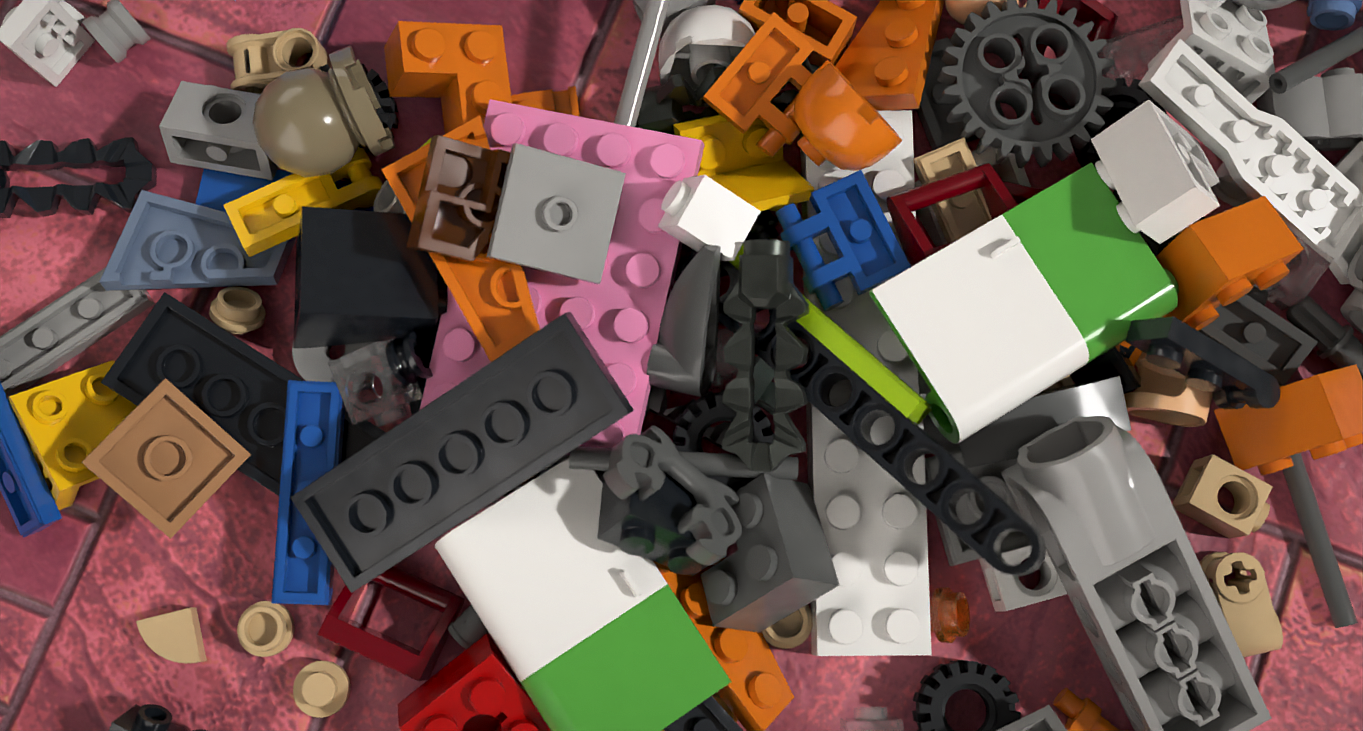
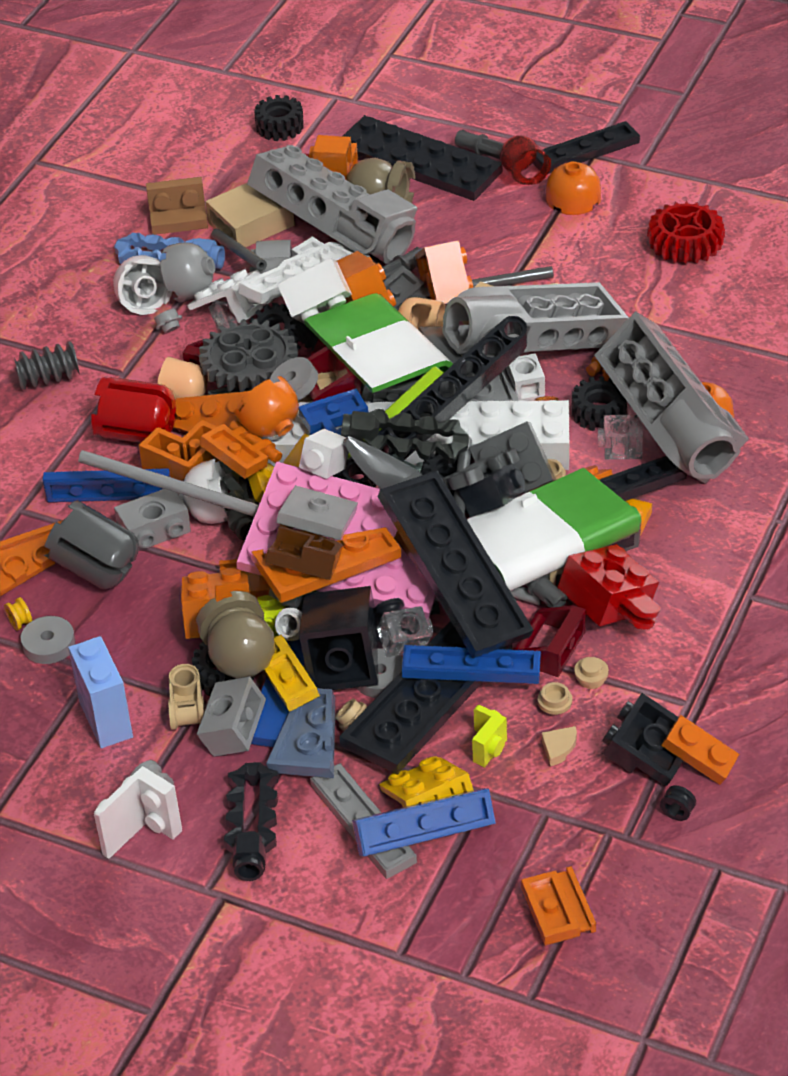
camera: 85 degrees left, 35 degrees down
(166, 458) = (447, 719): medium nougat bracket -> none
(196, 534) = (490, 736): none -> neon yellow bracket
(935, 177) = (299, 374): none -> light grey piece
(1204, 363) = (416, 286): black plate -> none

